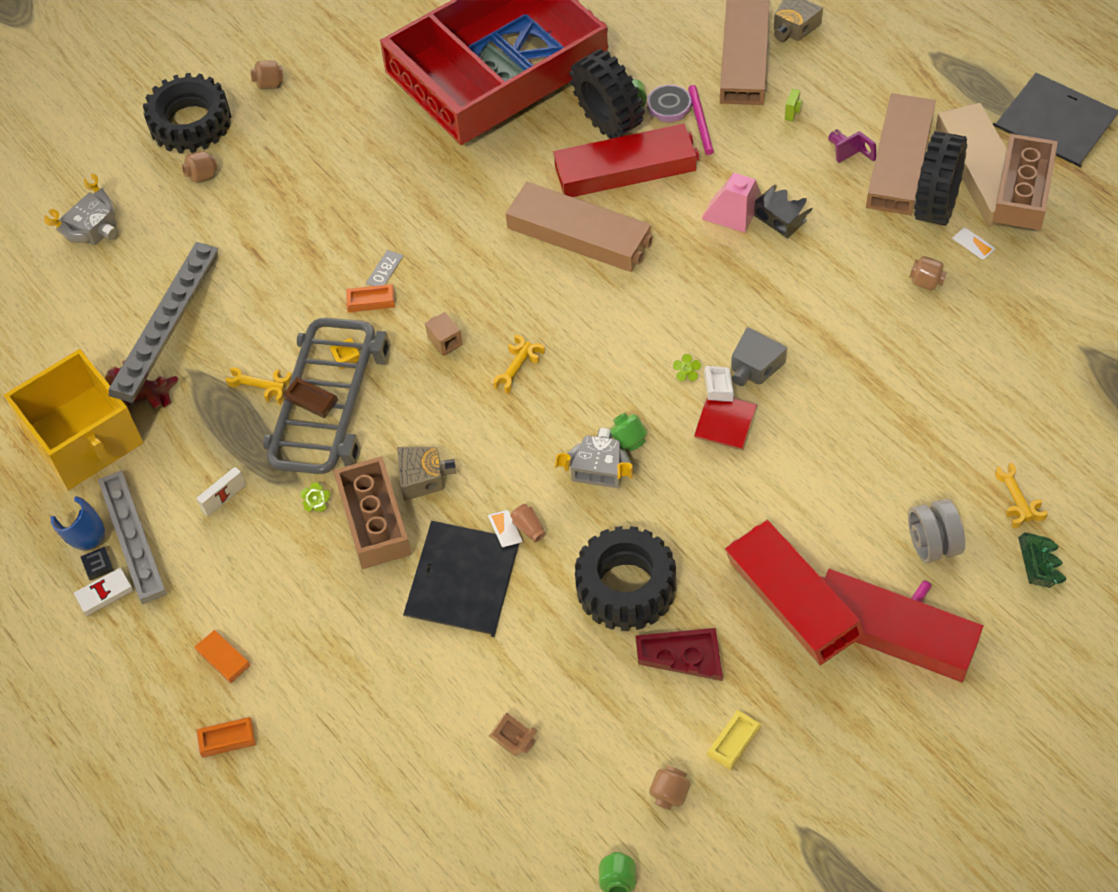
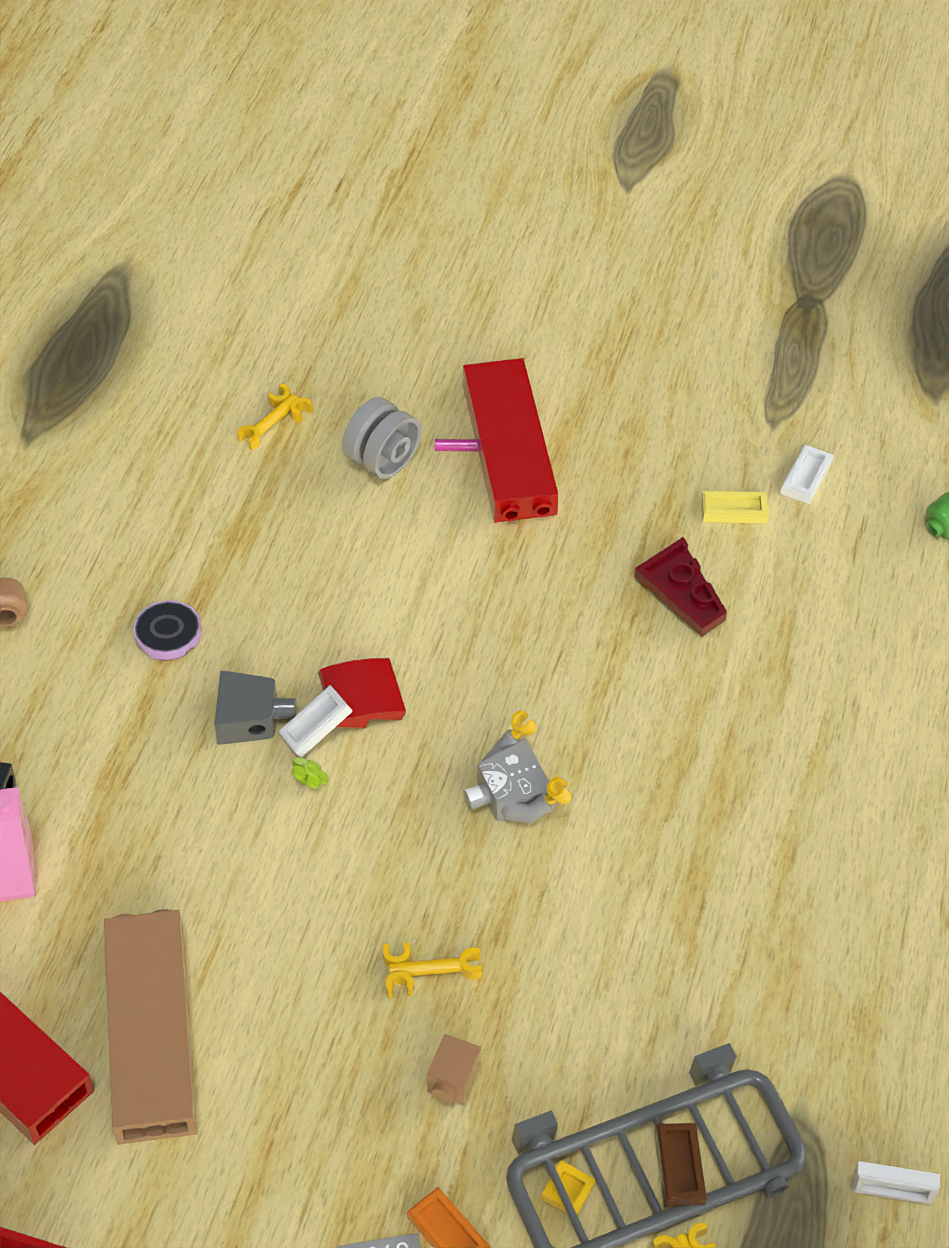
camera: 130 degrees left, 5 degrees down
(315, 497) = (806, 1063): lime plant -> none
(372, 512) = (777, 968): medium nougat brick -> none
(422, 471) = (674, 962): dark tan torso -> none
(464, 579) = (768, 838): black piece -> none
(504, 529) = (671, 833): white sticker -> none
(513, 735) = (900, 667): medium nougat bracket -> none
(528, 522) = (649, 809): nougat cone -> none
(618, 549) = (655, 630): black tyre -> none
(629, 431) = (453, 770): bright green head -> none
(669, 787) = (832, 520): medium nougat head -> none
(732, 813) = (807, 474): none -> white tile
(794, 592) = (549, 510): red brick -> none
(852, 350) = (167, 630): none -> black tile
(1039, 560) = (341, 369): clear green plate -> none

